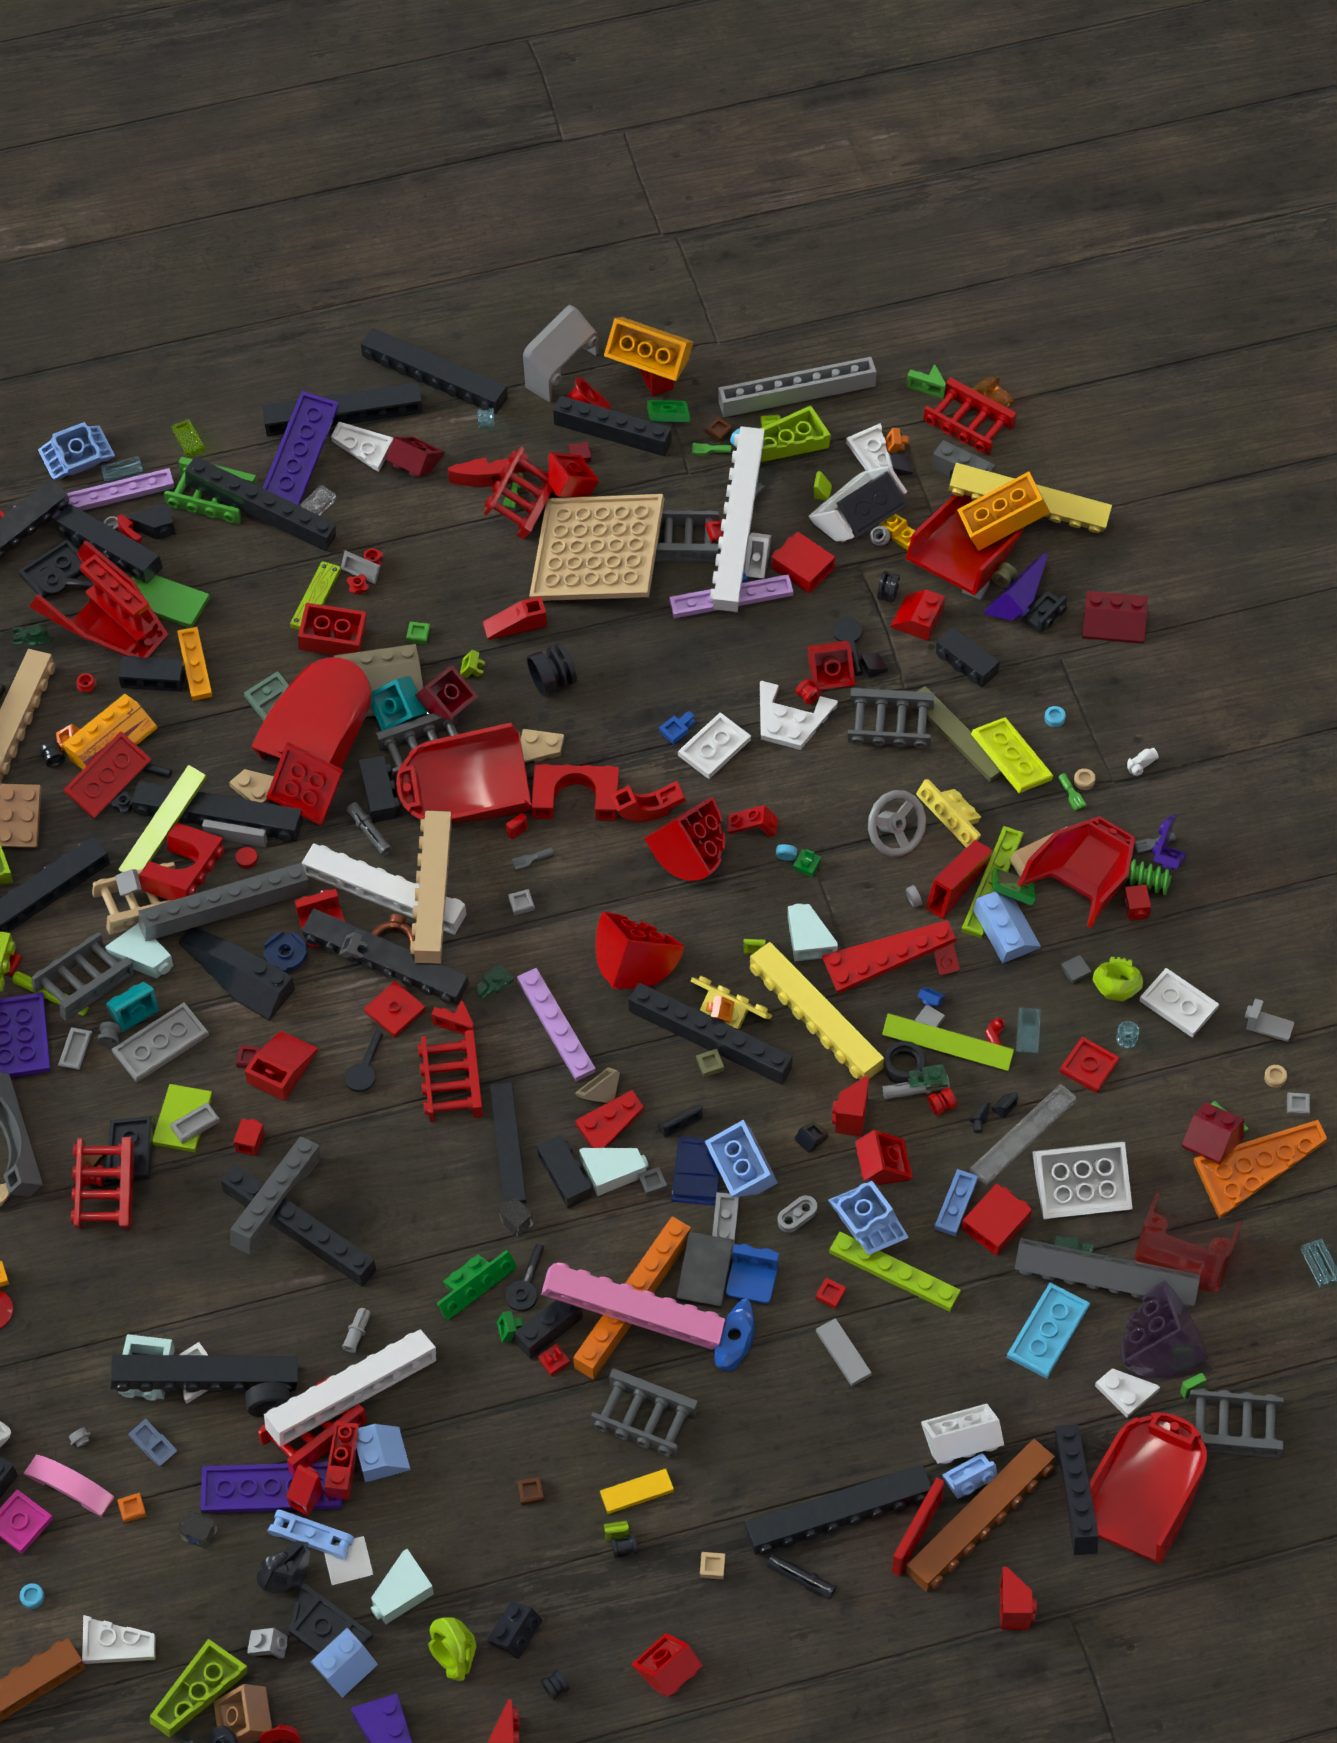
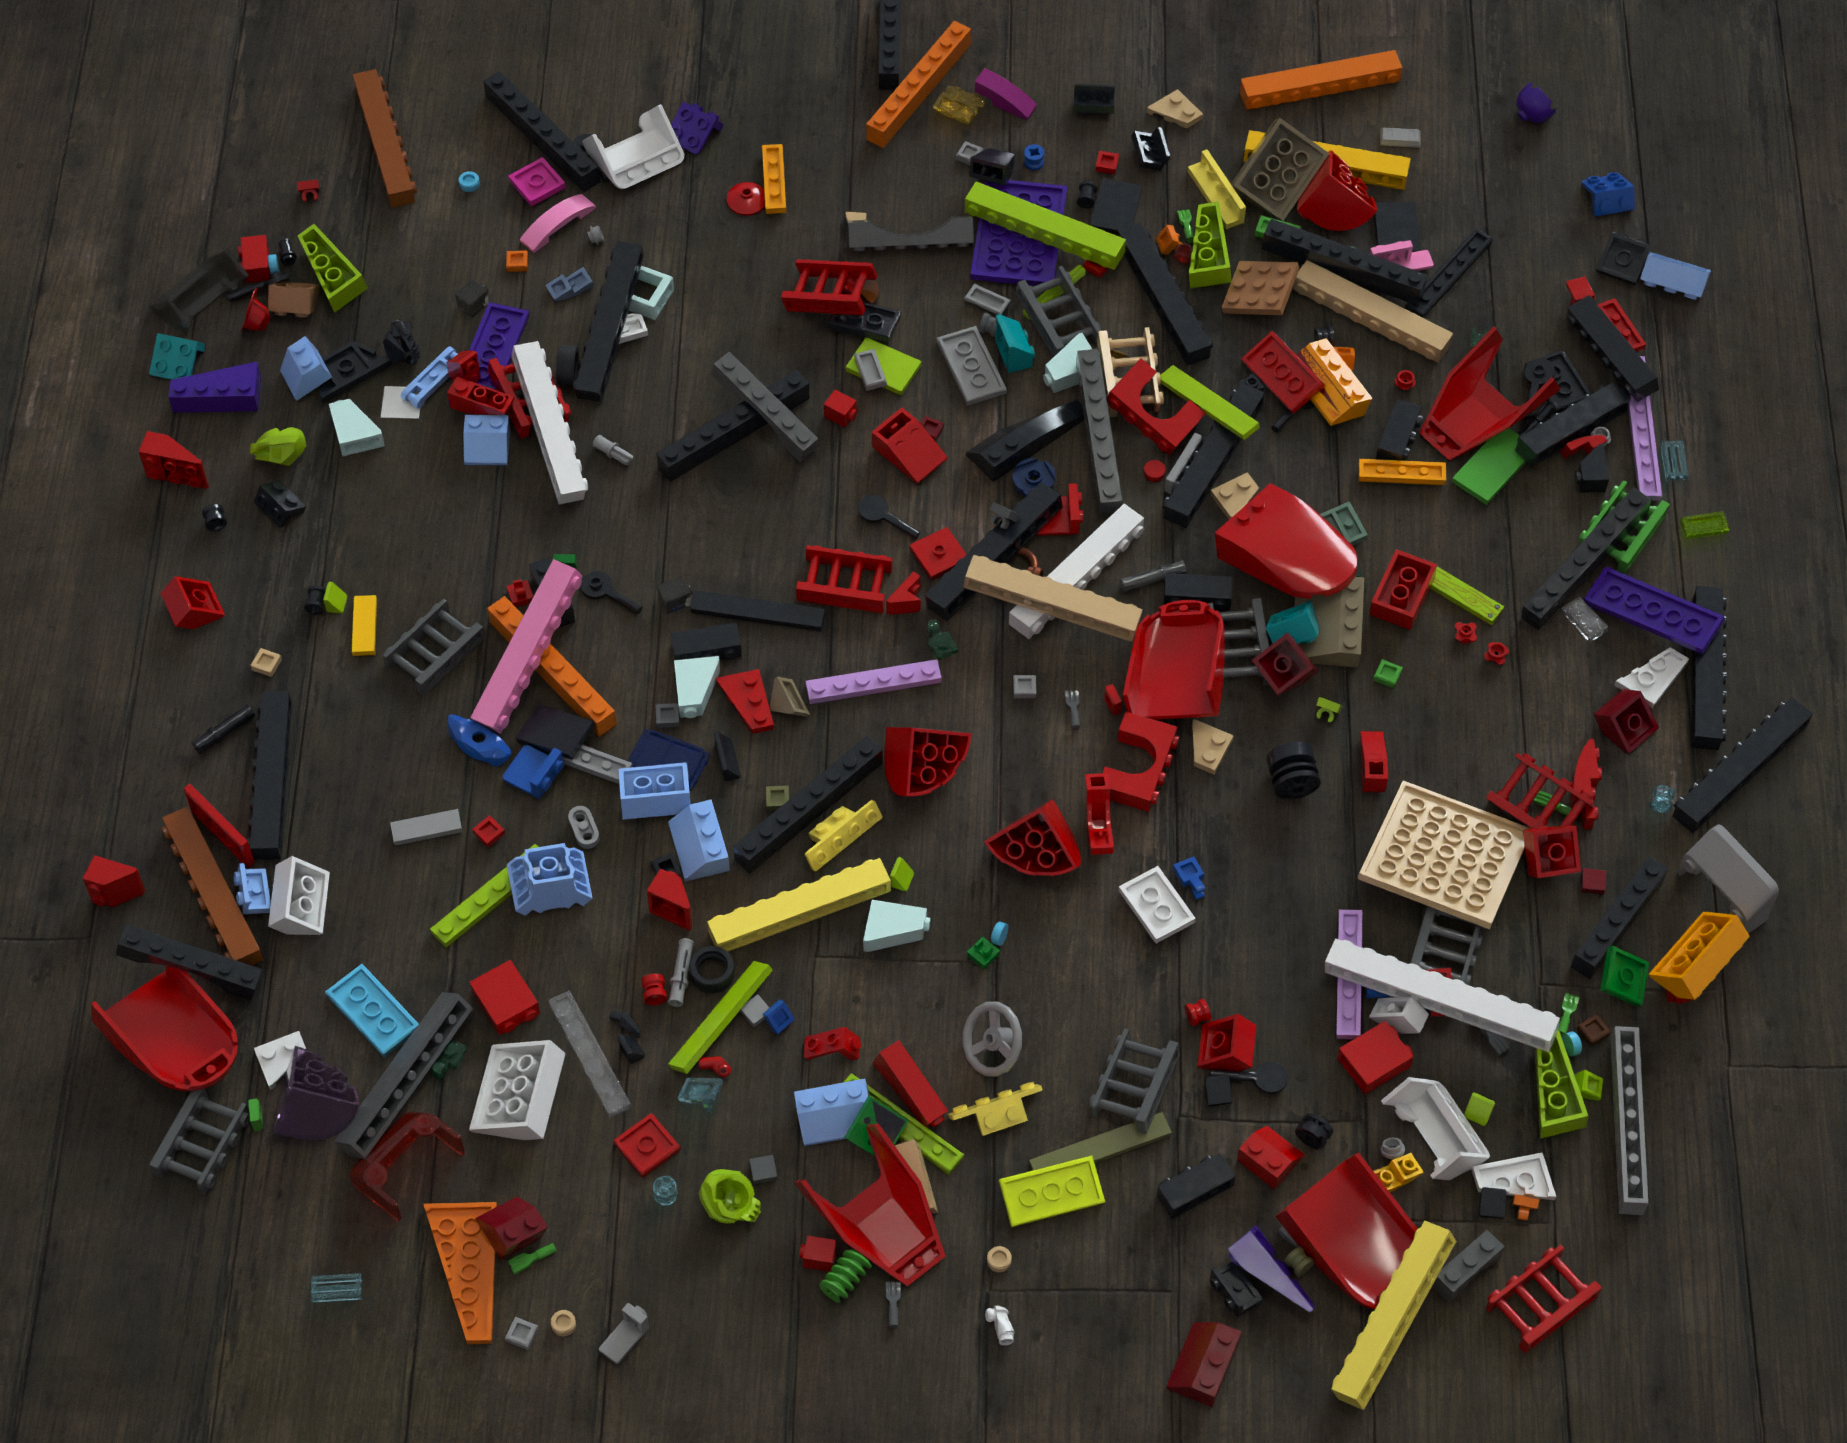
camera: 105 degrees right, 0 degrees up
(75, 450) = (1705, 422): light blue slope -> none
(112, 1643) = (399, 225): white wing -> none
(116, 598) = (1482, 401): red fence -> none
(128, 882) = (1138, 352): light grey tile -> none
(267, 1642) = (349, 326): light grey bracket -> none
(305, 783) = (1211, 517): red plate -> none
(357, 565) = (1486, 638): light grey tile -> none
(472, 1281) = (623, 547): green bracket -> none
(530, 1491) = (402, 546): reddish brown tile -> none
(587, 394) = (1666, 905): red piece -> none
(721, 1008) = (823, 811): orange tile -> none
(752, 818) = (1046, 915): red bracket -> none
(779, 1111) = (699, 841): none -> light blue slope
(790, 725) = (1166, 982): white wing -> none
(872, 504) = (1428, 1140): black tile -> none
(872, 959) = (839, 970): red wing -> none
(883, 1158) = (610, 918): red slope -> none
(913, 896) = (905, 1035): light grey tile -> none
(930, 384) = (1606, 1272): bright green slope -> none
(930, 1076) = (679, 981): clear green plate -> none
(956, 1202) = (539, 968): medium blue plate -> none
(990, 388) = (1576, 1339): clear orange slope -> none
(1003, 511) = (1375, 1271): light orange slope -> none
(1055, 716) = (1092, 1256): medium azure tile -> none
(1074, 798) = (978, 1241): bright green piece -> none
(1167, 856) = (868, 1300): dark purple bracket -> none
(1179, 1002) = (683, 1254): white plate -> none

